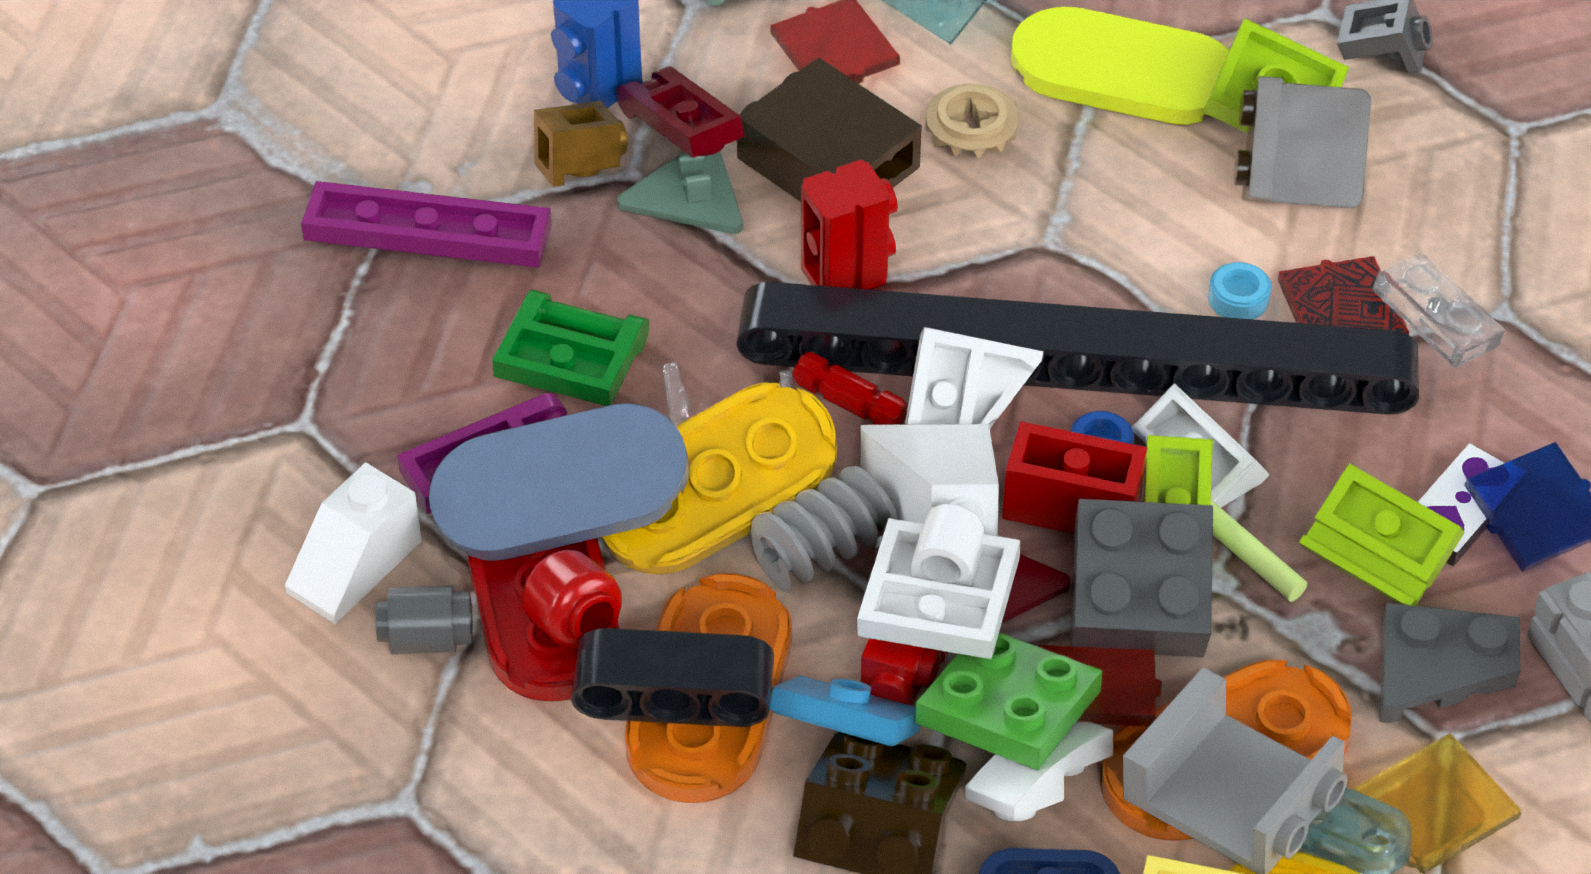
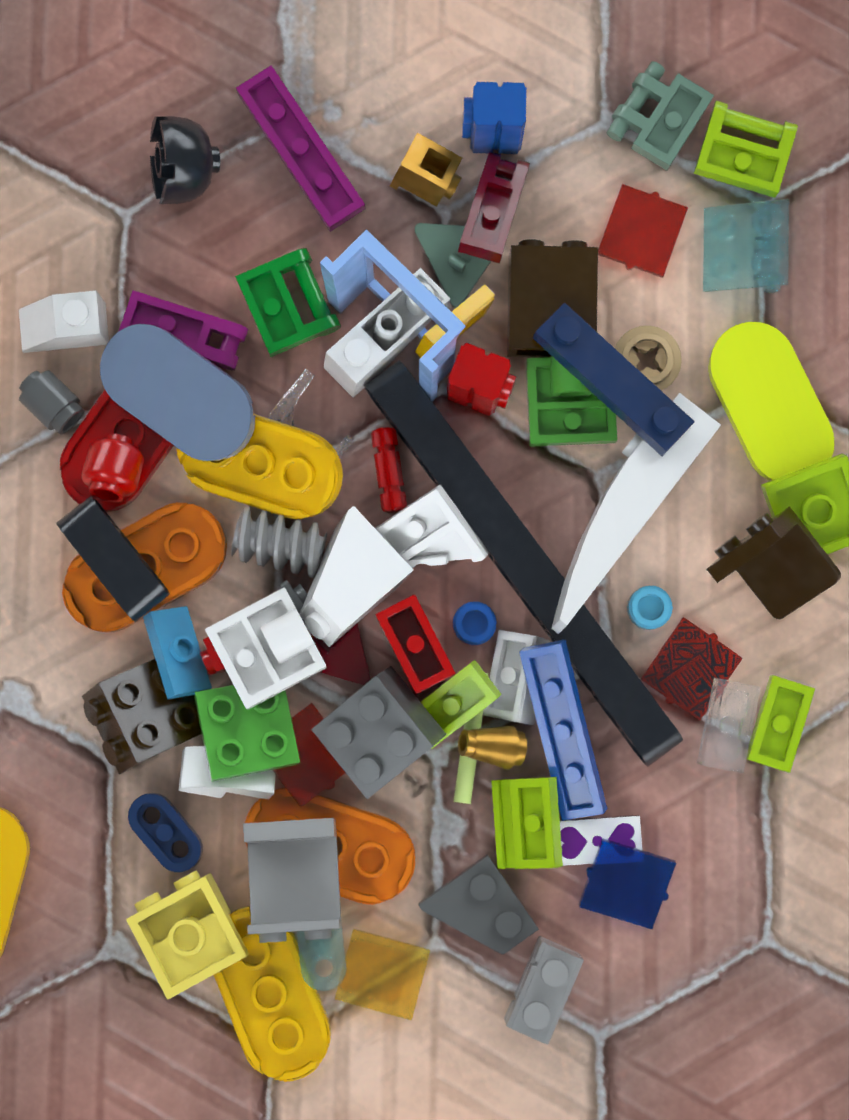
camera: 45 degrees right, 35 degrees up
(312, 314) = (181, 159): none -> black cylinder
(703, 286) = (379, 338): none -> white slope
(706, 132) = (354, 273): none -> light blue piece
(763, 218) = (467, 312): none -> yellow tile
(951, 196) = (563, 408): none -> bright green plate
(970, 121) = (613, 379): none -> dark blue plate
(1113, 207) = (627, 506): none -> white slope
(1264, 502) = (495, 746): none -> pearl gold cone
(1299, 421) = (563, 729): none -> plate
(1479, 265) = (780, 723): none -> lime plate

